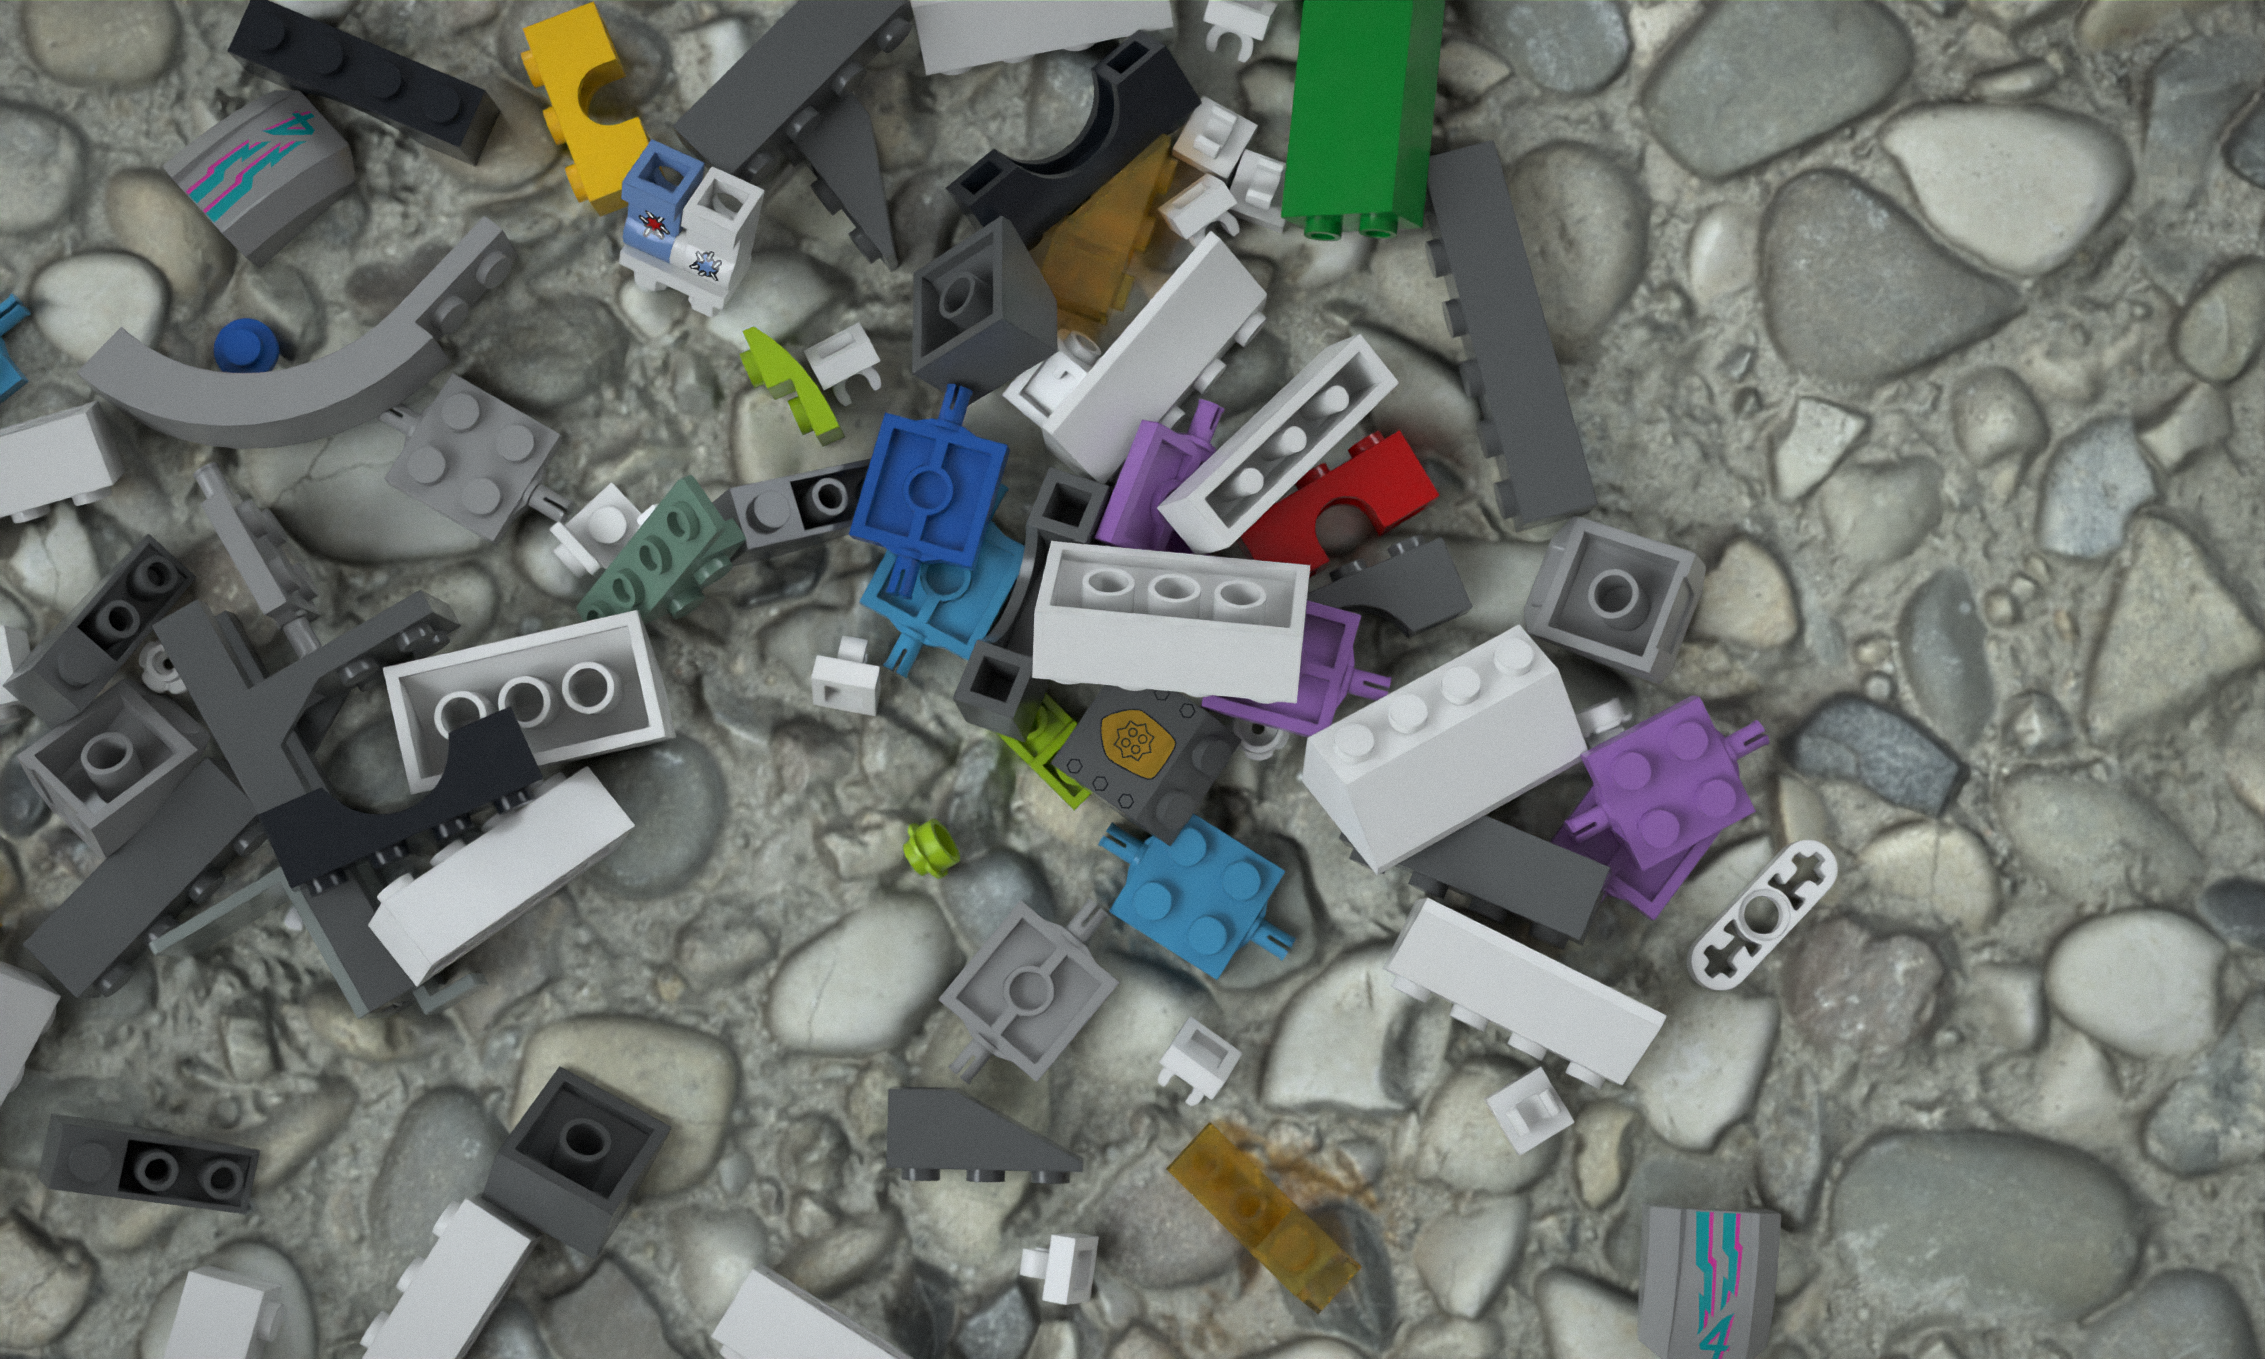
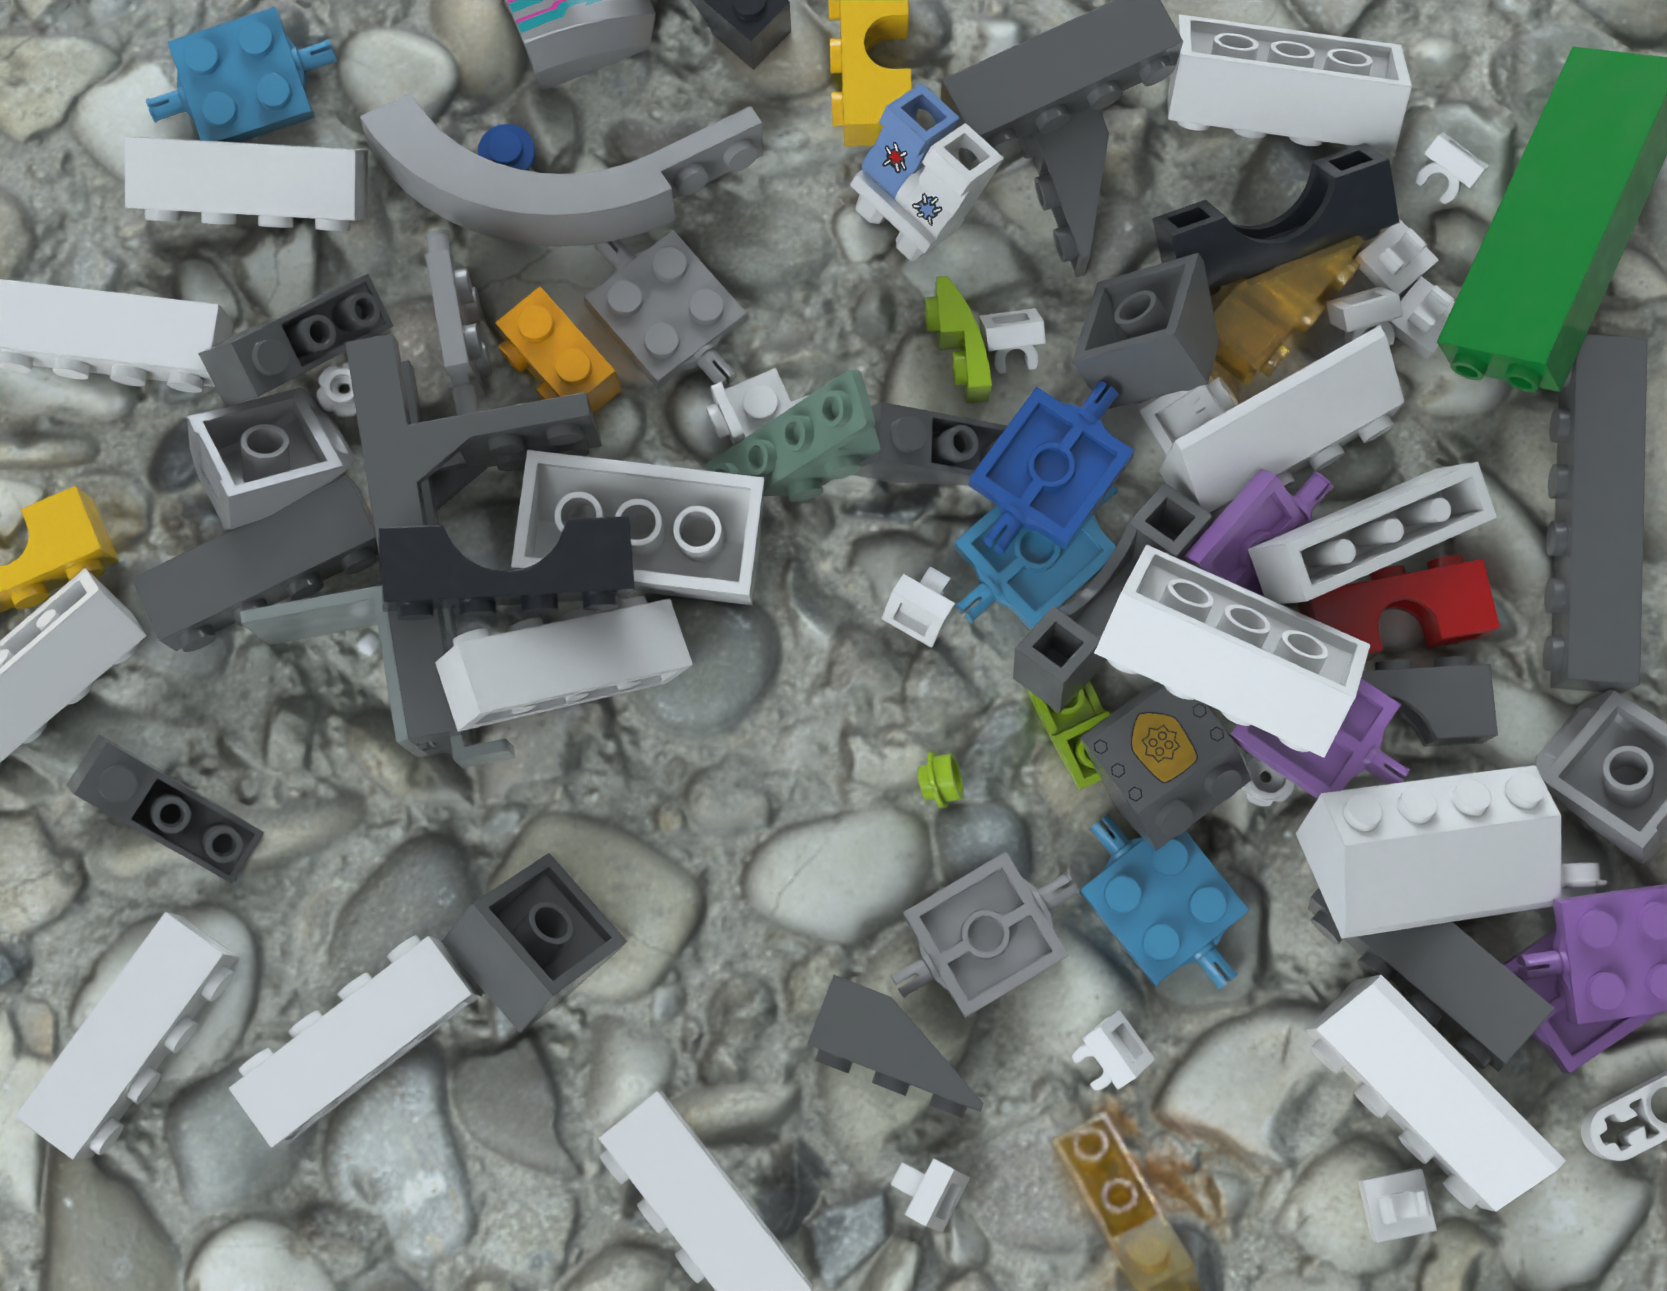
camera: 20 degrees right, 5 degrees down
(376, 549) = (555, 352): none -> light orange brick

